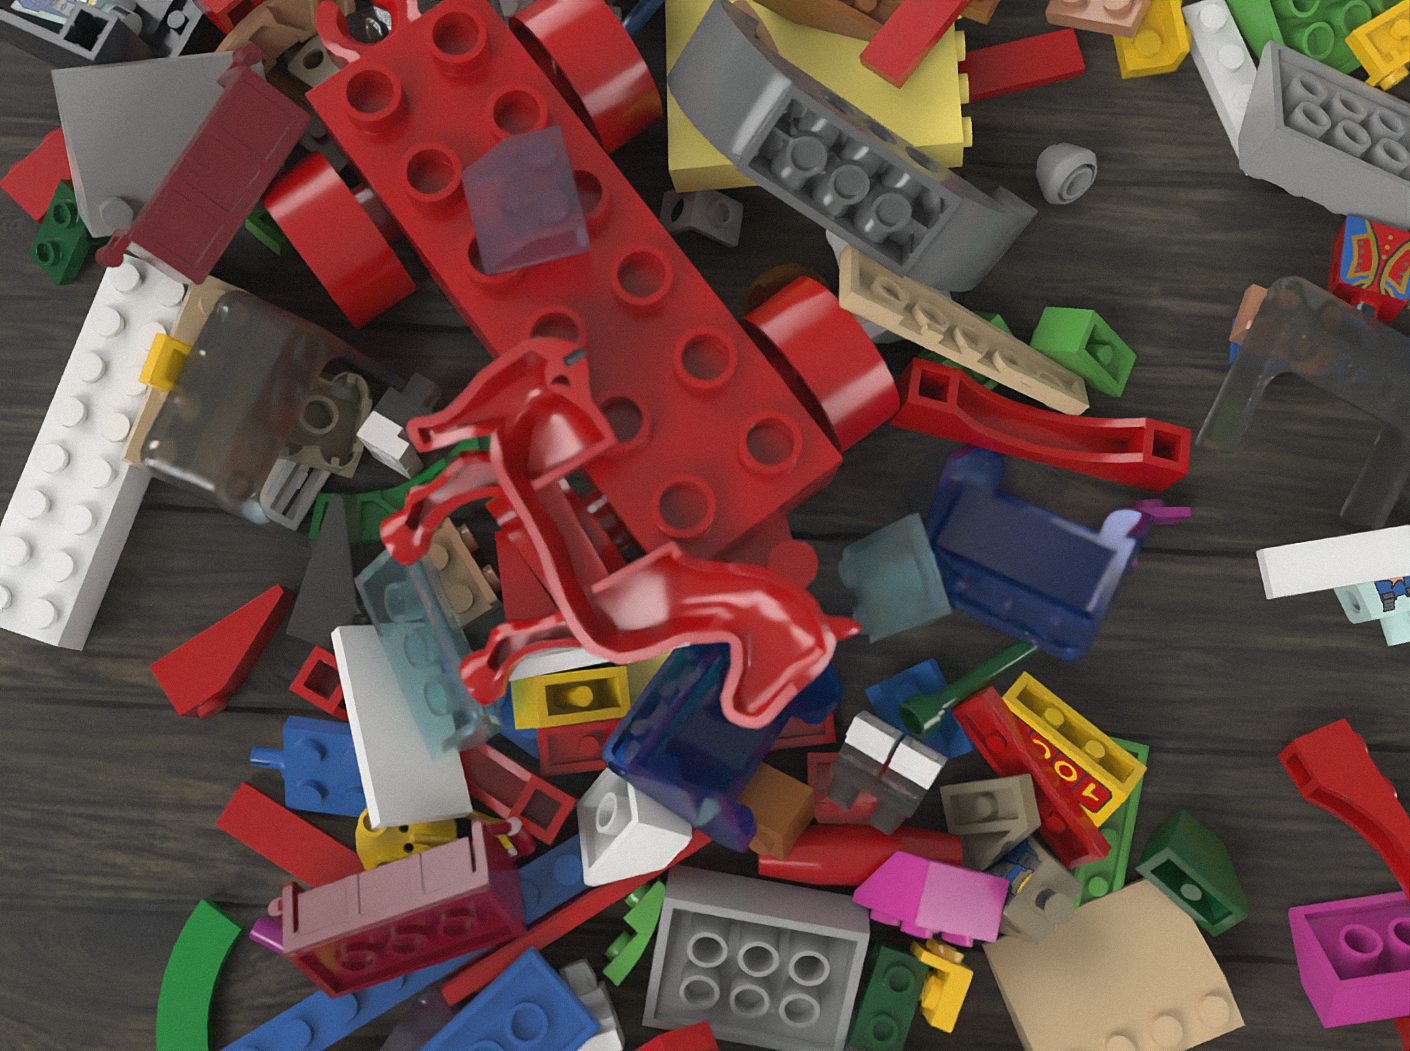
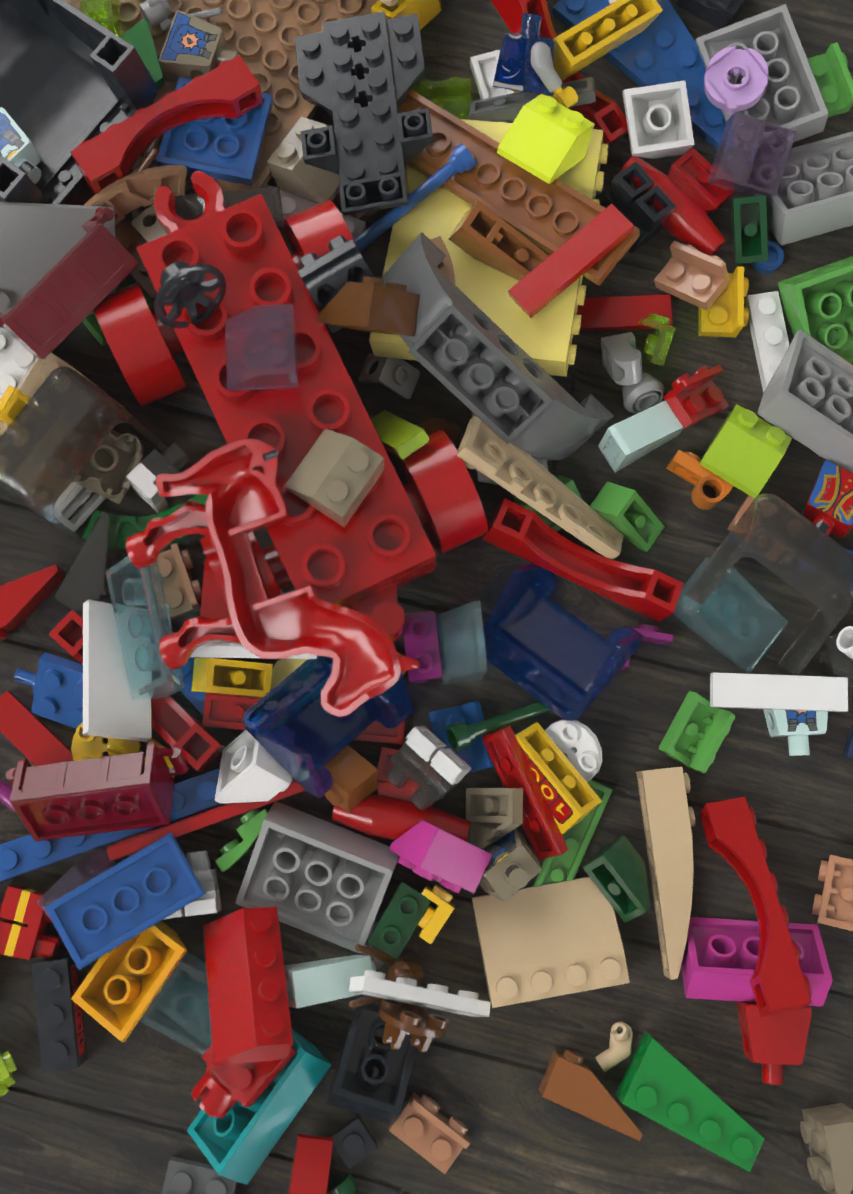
camera: 10 degrees right, 0 degrees up
(394, 137) = (185, 289): none -> black wheel
(613, 81) = (329, 274): none -> black hips
(673, 114) = (373, 308): none -> reddish brown slope
(675, 368) = (336, 475): none -> dark tan slope
(748, 296) = (398, 434): none -> lime tile
(840, 592) = (423, 645): none -> magenta bracket
(1034, 132) = (622, 358): none -> light grey leg
(1078, 231) = (639, 435): none -> light aqua slope
(1080, 96) = (659, 343): none -> clear neon green bracket
(1081, 678) = (573, 734): none -> white plate
(1144, 163) = (696, 396): none -> red bracket
(1160, 268) = (687, 467): none -> orange plate
(1233, 224) = (746, 451): none -> lime slope
(1253, 640) = (696, 733): none -> bright green bracket
(1256, 829) = (670, 857): none -> tan slope
(1273, 473) = (732, 619): none -> clear light blue slope

